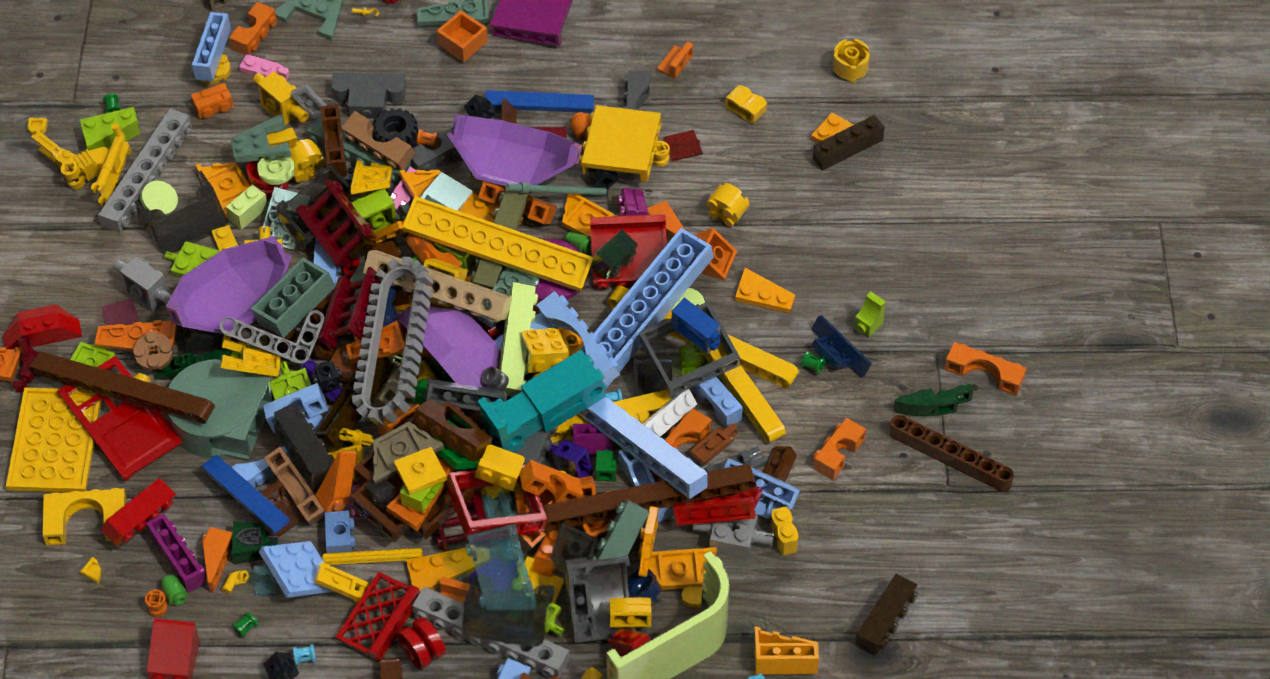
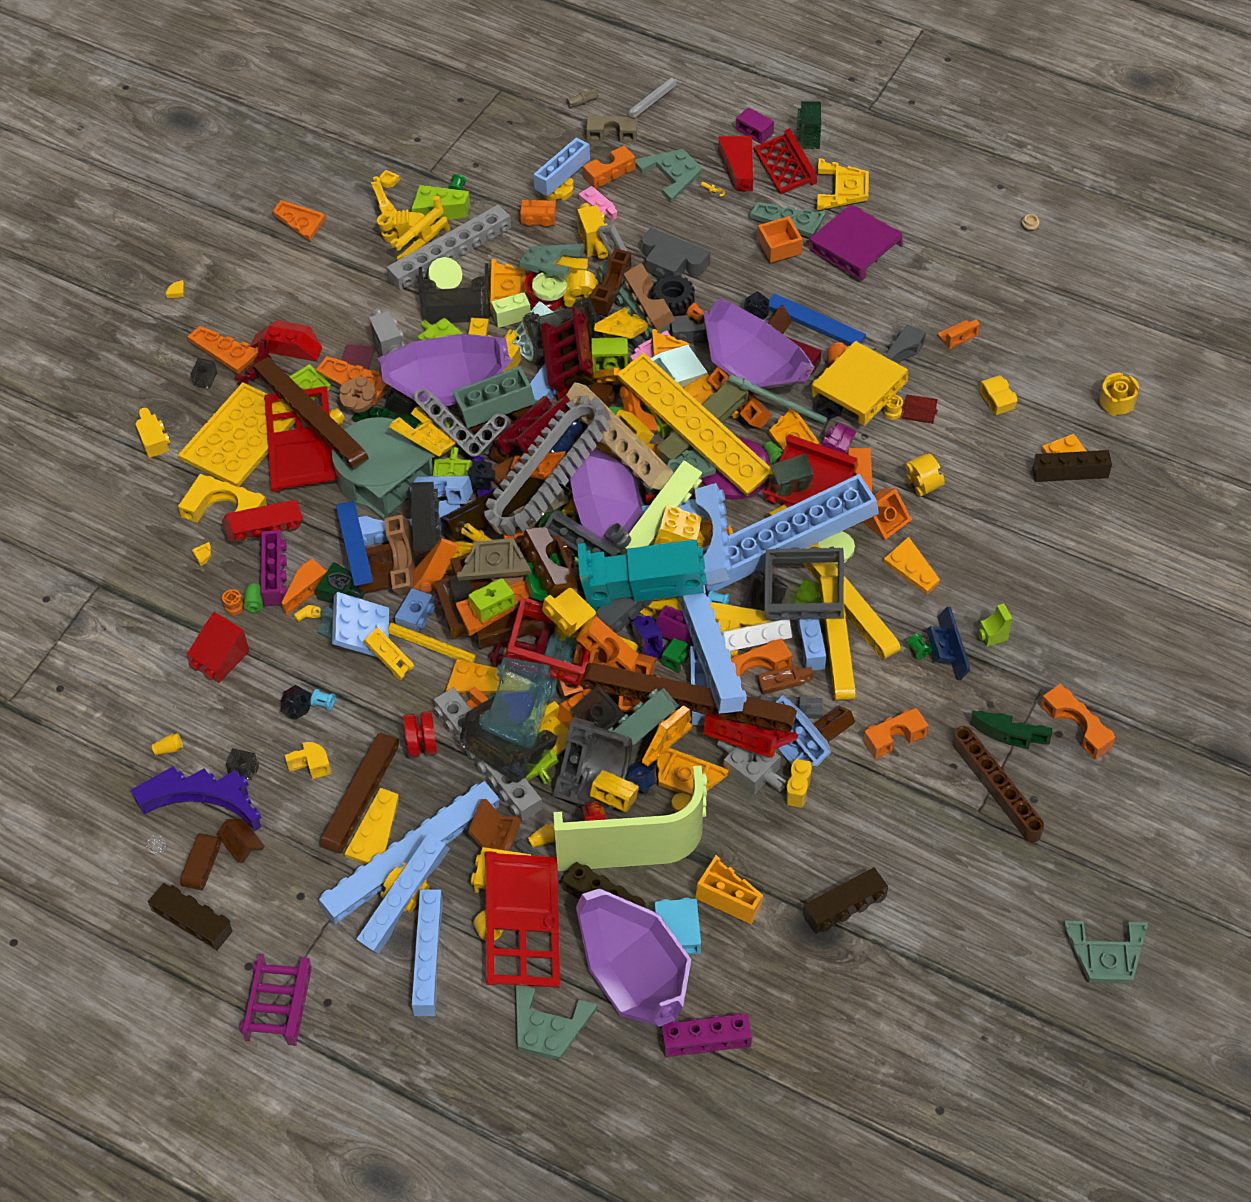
camera: 30 degrees right, 0 degrees up
(245, 624) = (288, 655): green bush -> none
(394, 623) = (394, 716): red fence -> none
(420, 470) = (495, 583): yellow plate -> none
(696, 326) = (815, 563): blue window -> none
(1127, 562) = (1105, 959): none -> sand green wing

